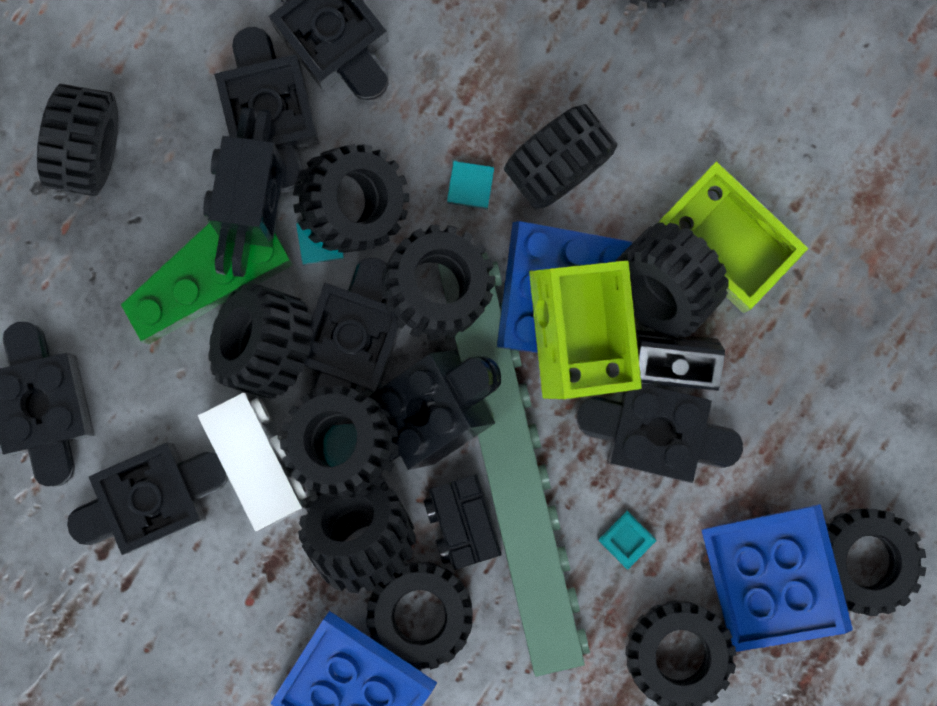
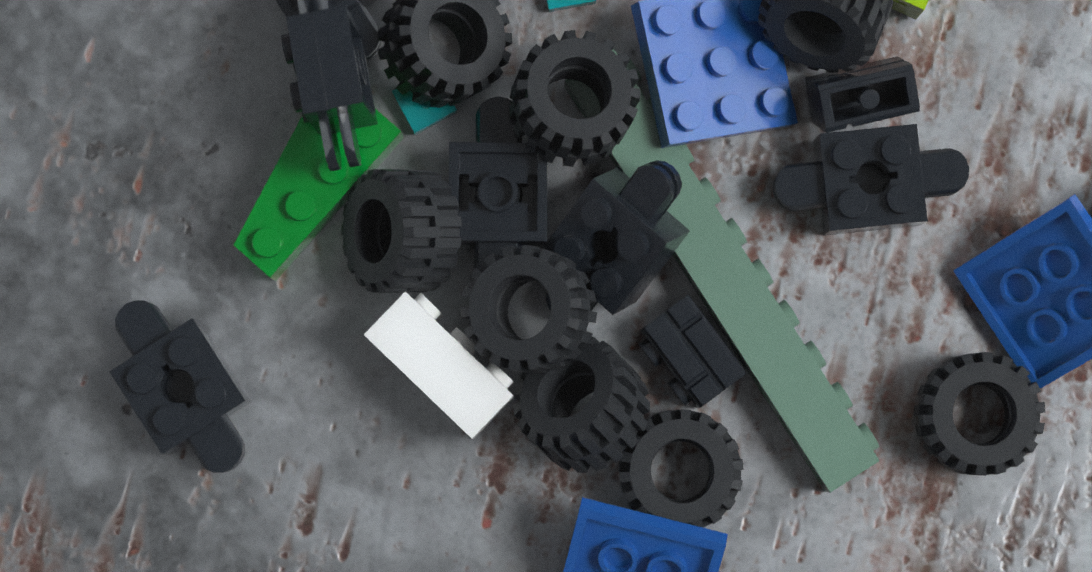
camera: 20 degrees left, 0 degrees up
(77, 139) = (121, 81): black tyre -> none
(147, 498) = (336, 447): black brick -> none
(339, 443) = (528, 313): teal tile -> none
(585, 330) = (753, 94): lime piece -> none
(626, 539) = (875, 310): teal tile -> none

